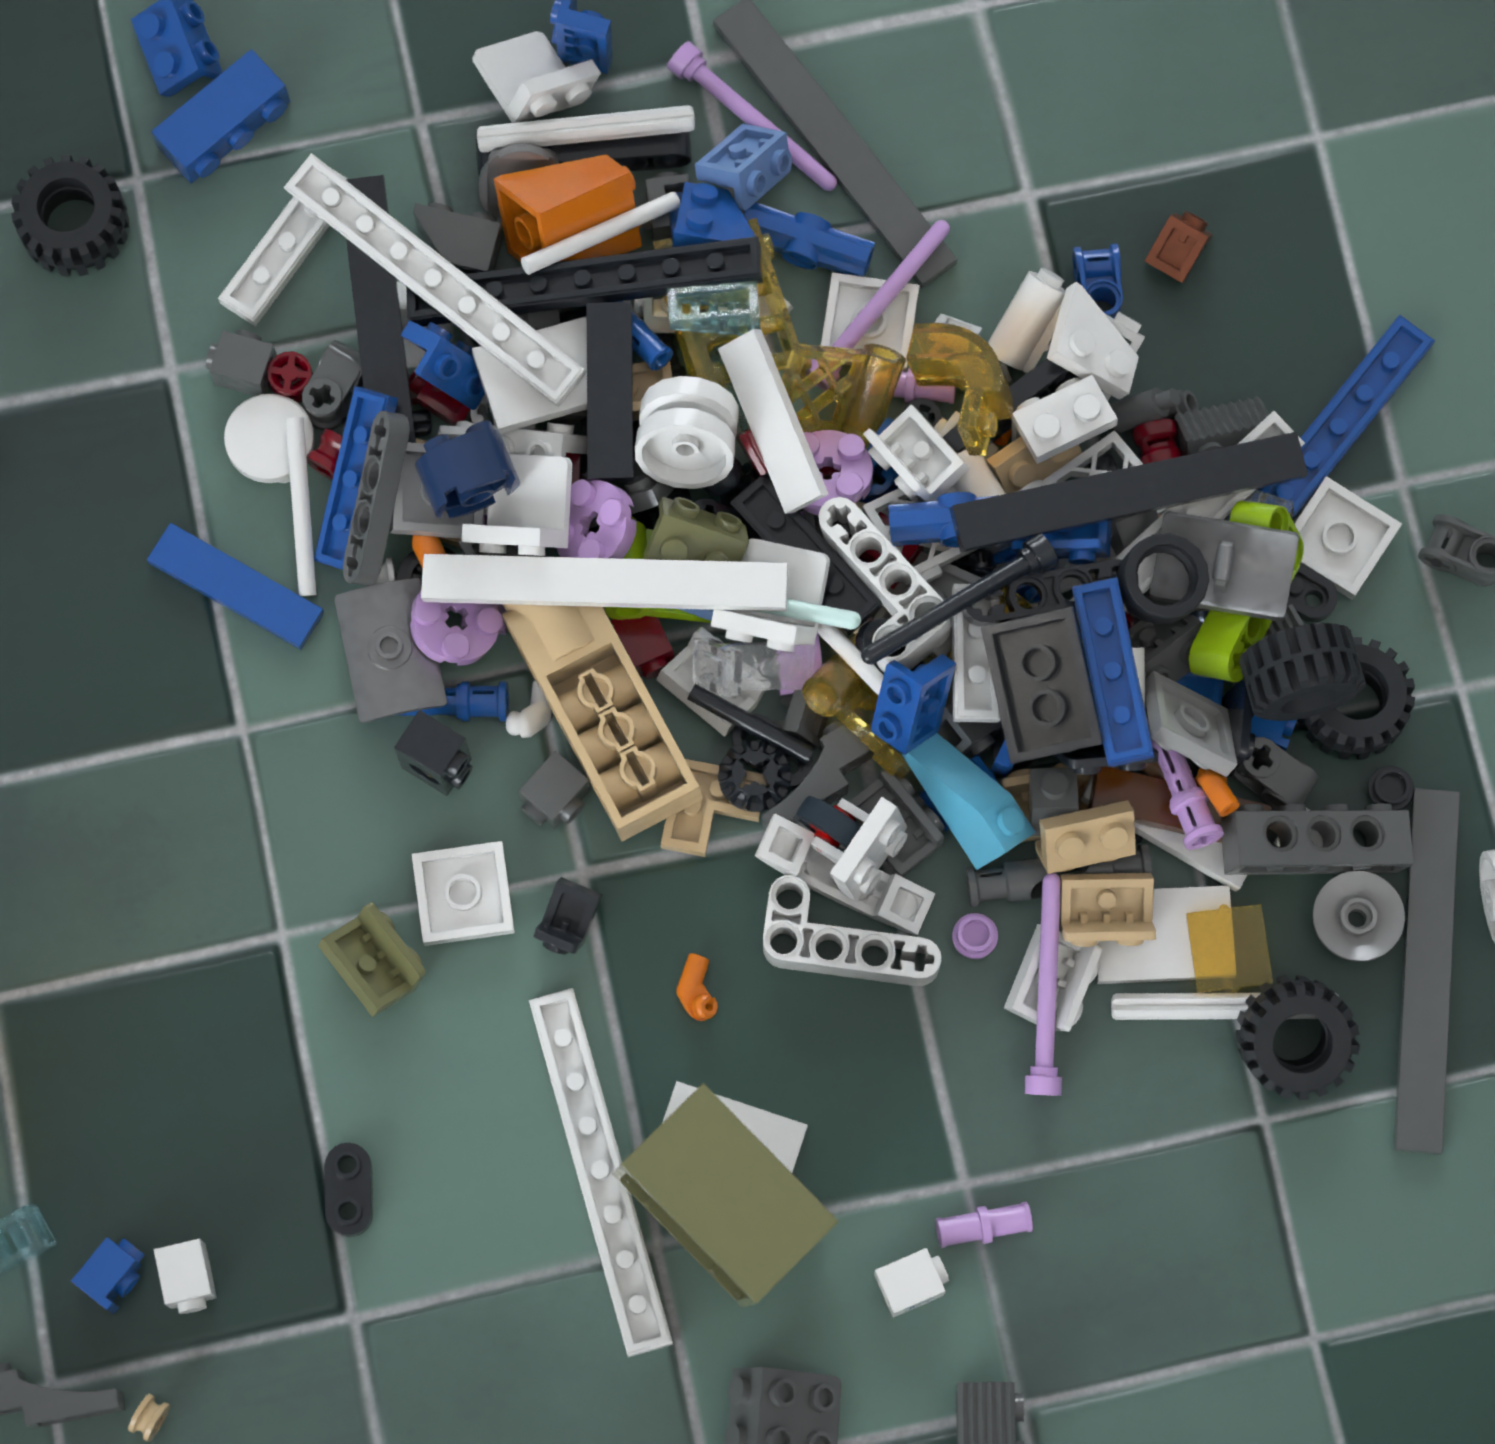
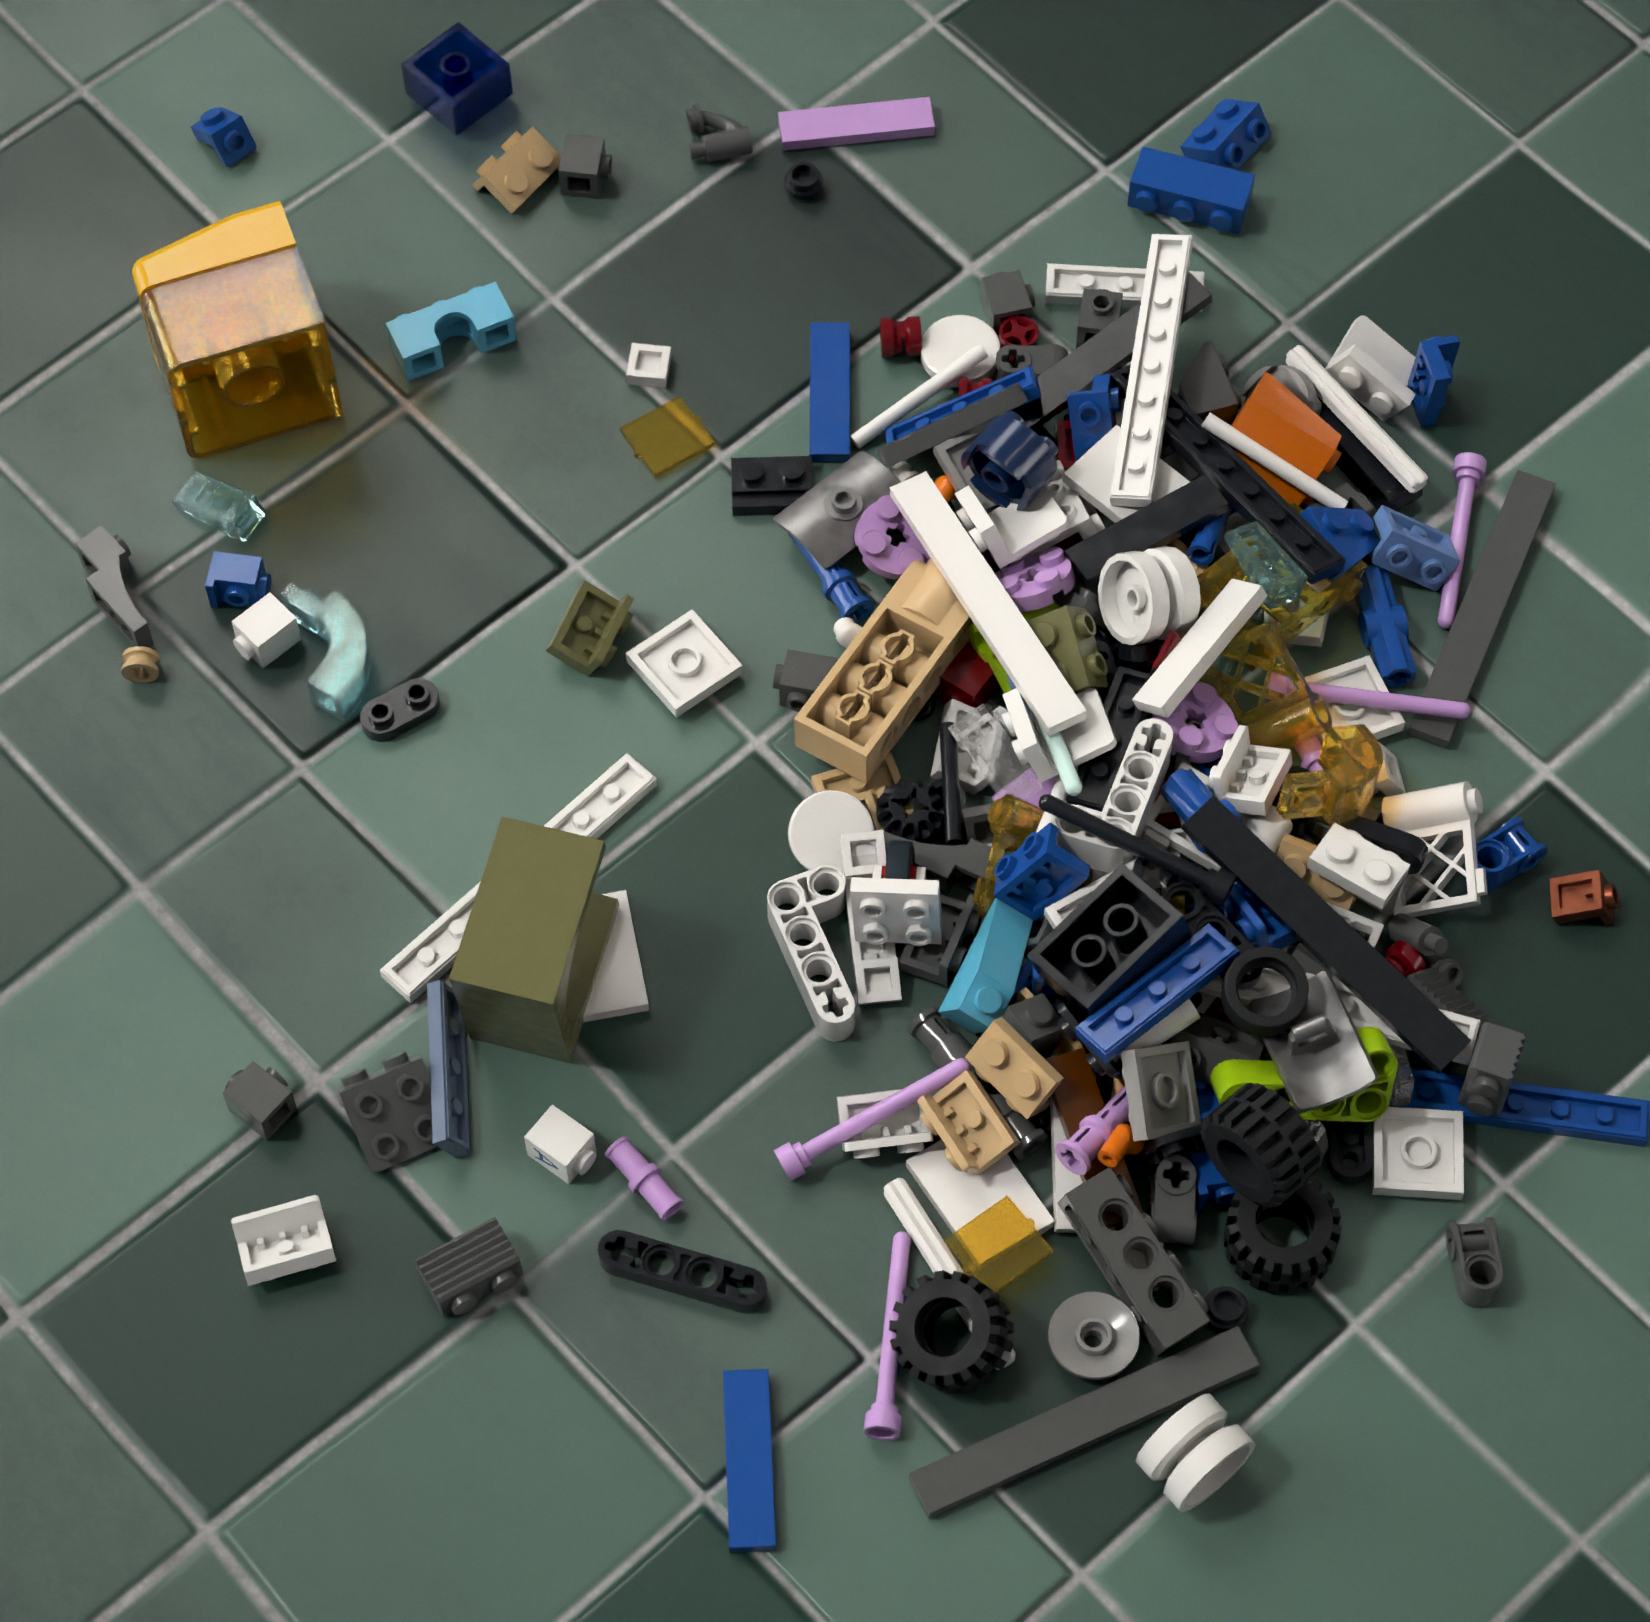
camera: 60 degrees right, 15 degrees down
(59, 184) = (1044, 111): black tyre -> none
(95, 740) = (648, 365): none -> white tile
(189, 768) = (667, 437): none -> clear yellow piece
(219, 484) = (900, 337): none -> dark red wheel
(250, 1201) = (346, 670): none -> clear light blue arch
(308, 701) = (768, 483): none -> black plate
(317, 289) = (1097, 311): none -> dark grey brick
(434, 754) = (779, 576): black brick -> none
(567, 917) = (710, 744): black bracket -> none
(692, 991) = (708, 864): orange arm -> none
(726, 863) = (818, 824): none -> white tile
(772, 1345) = (448, 1071): none -> sand blue tile
(975, 936) = (885, 1048): lavender plate -> none
(1091, 345) = (1438, 858): white wing -> none
(1095, 1243) = (679, 1278): none -> black beam
(1305, 1280) = (749, 1461): none -> blue tile
(1322, 429) = (1491, 1069): none -> dark grey brick
(1330, 1139) = (883, 1419): none -> lavender piece

